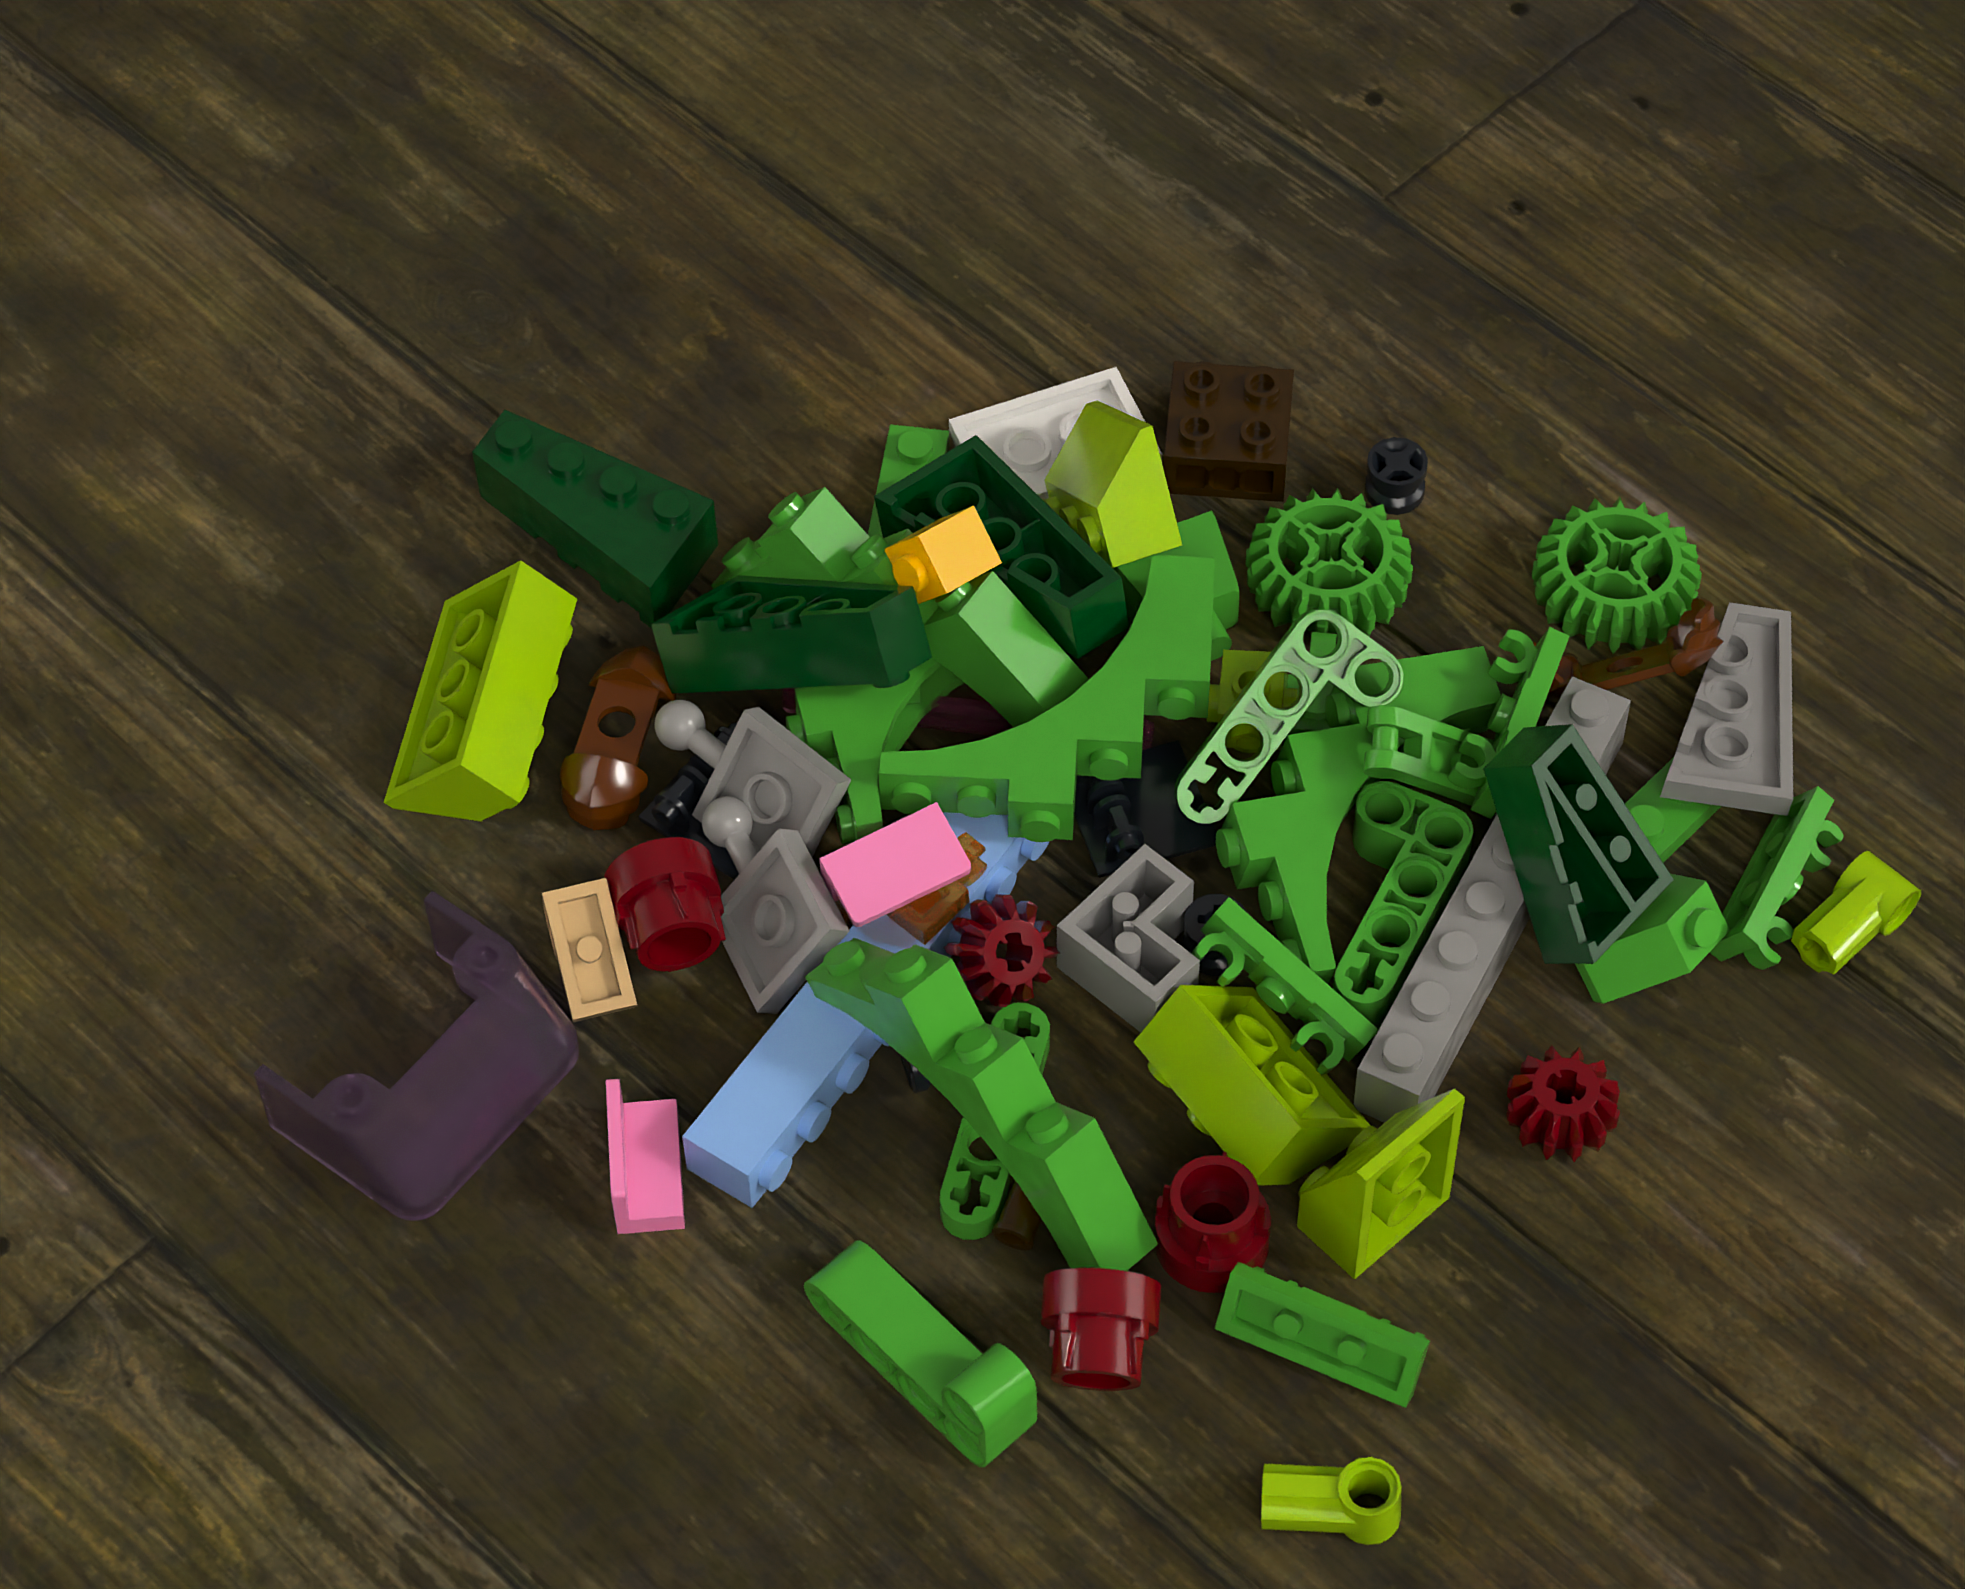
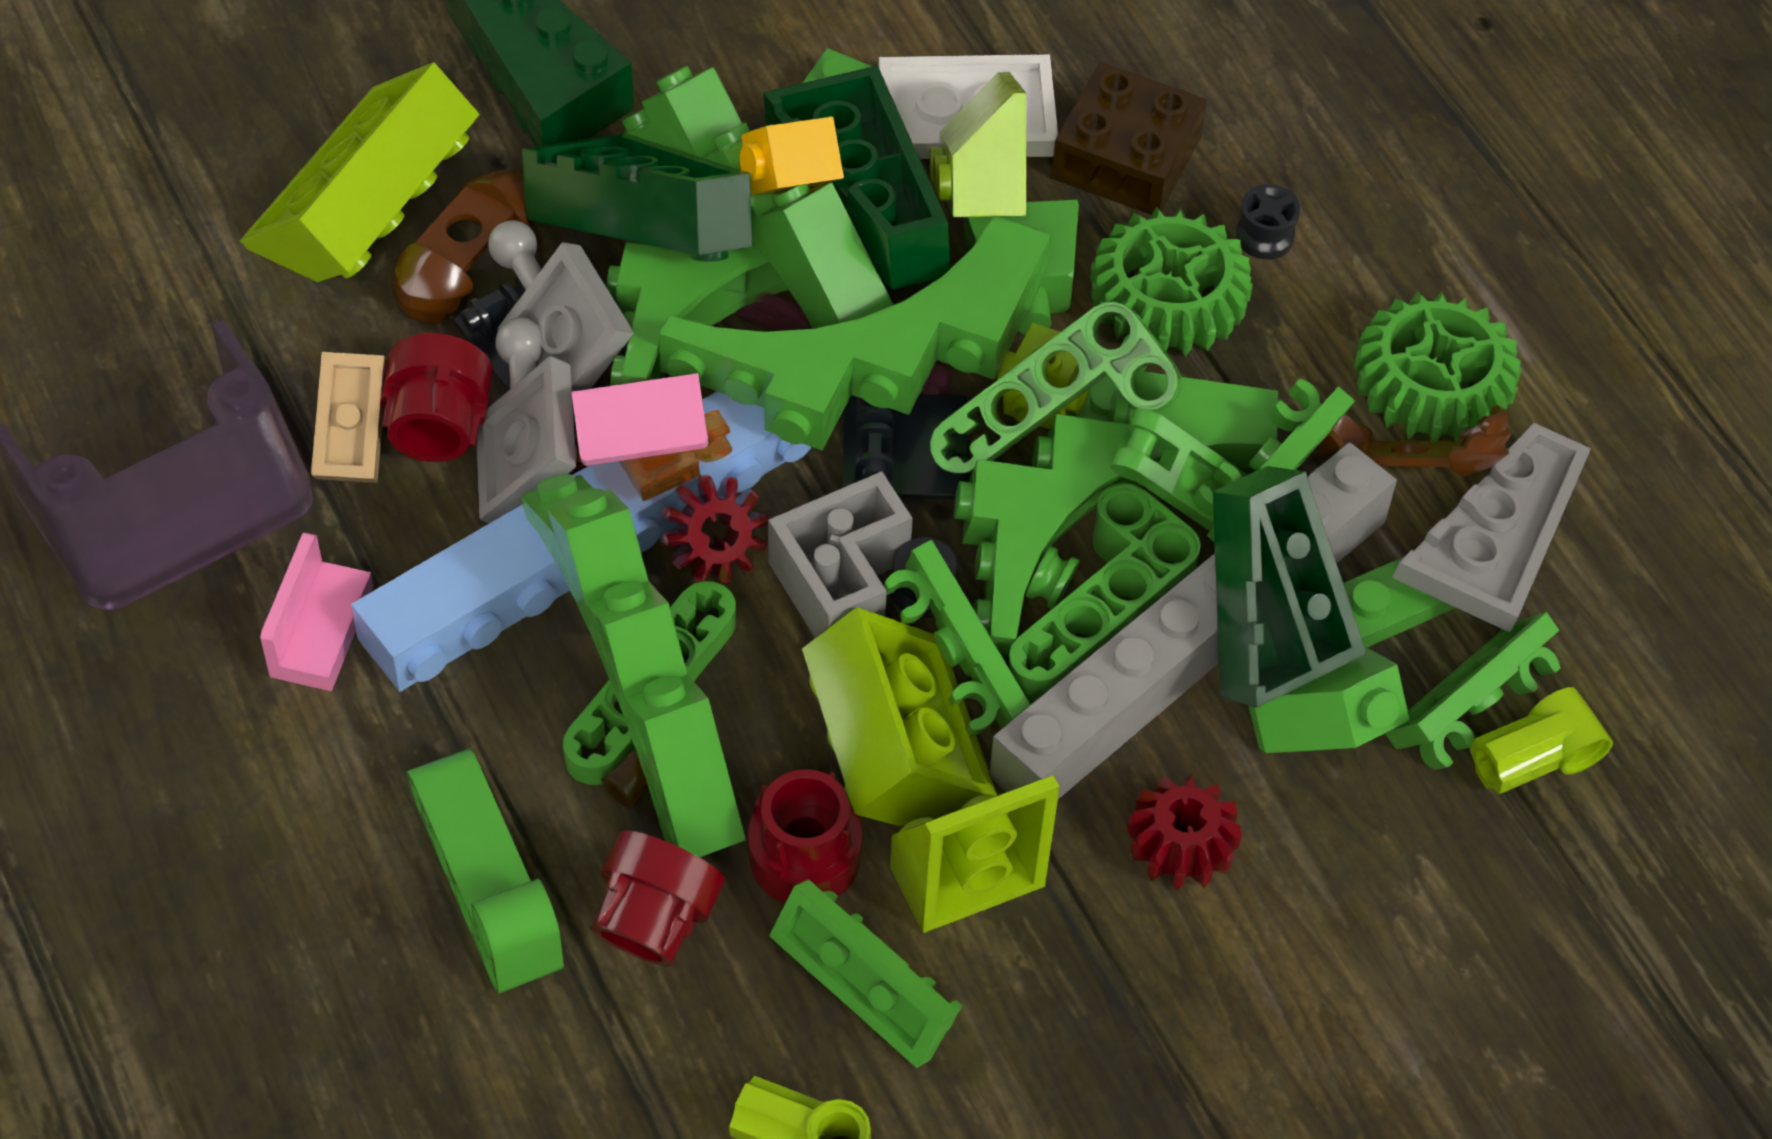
camera: 15 degrees right, 0 degrees up
(1342, 896) = (1052, 578): none -> bright green bush

